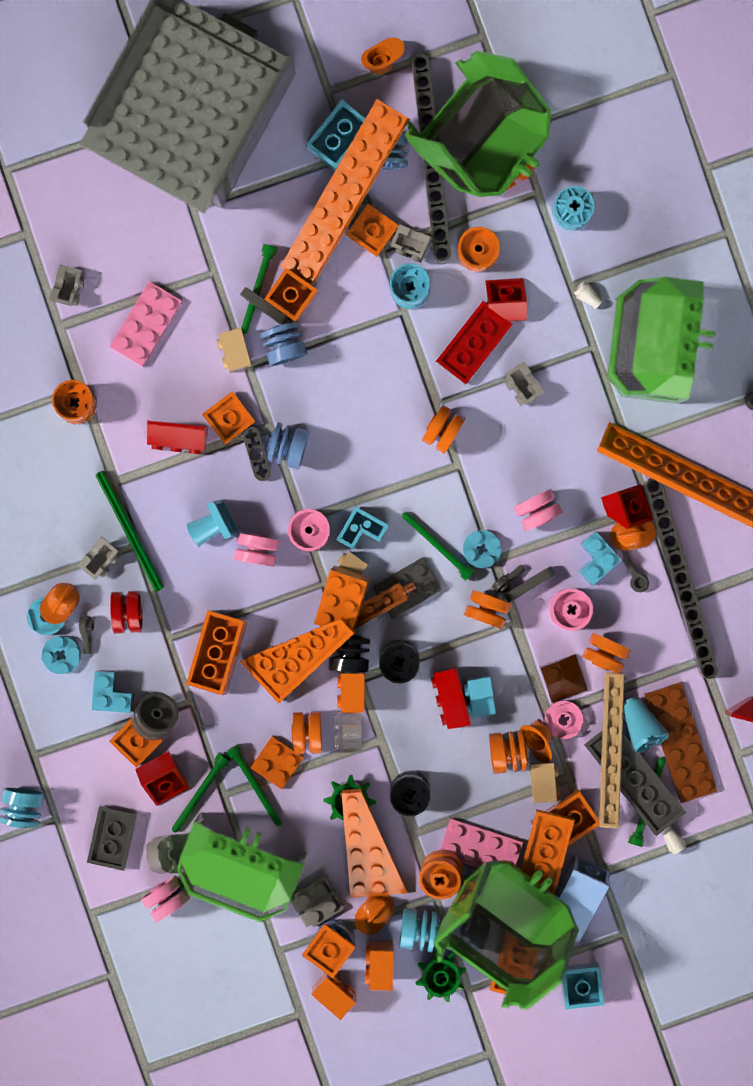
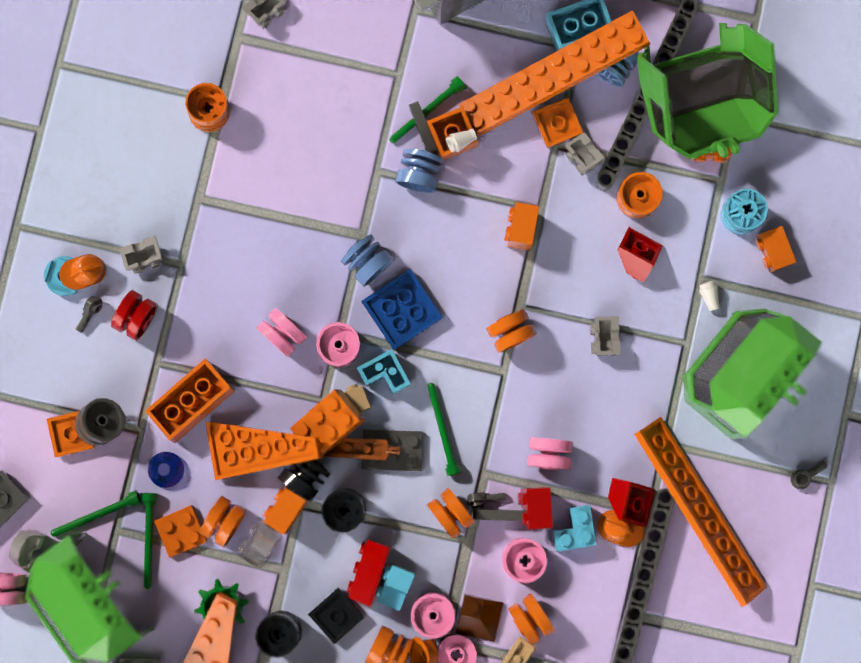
camera: 30 degrees right, 5 degrees down
(71, 650) = (65, 322): medium azure plate -> none
(105, 696) = (69, 378): medium azure brick -> none
(129, 531) = (183, 248): green axle -> none
(146, 323) = (312, 81): bright pink plate -> none
(162, 778) = (71, 481): red slope -> none
(176, 437) = (276, 192): slope -> none
(217, 522) = (264, 287): medium azure plant -> none
(228, 418) = (331, 205): orange plate -> none
(234, 349) = (374, 150): tan brick -> none
(240, 713) = (176, 469): none -> clear blue piece
(249, 450) = (345, 238): dark grey beam -> none
(302, 298) = (460, 140): none -> white cone
(342, 468) = (402, 309): none -> blue plate
(398, 336) = (522, 227): none -> orange brick
(410, 275) = (564, 180): medium azure wheel -> none
(446, 749) = (336, 615): none -> black plate
(474, 343) = (585, 274): red plate -> none
(491, 543) = (490, 459): medium azure plate -> none
(524, 688) = (435, 603): none -> bright pink wheel
(555, 560) = (537, 507): none -> red brick
(618, 223) = (775, 249): none -> orange brick
(638, 582) = (600, 575): dark grey plate -> none

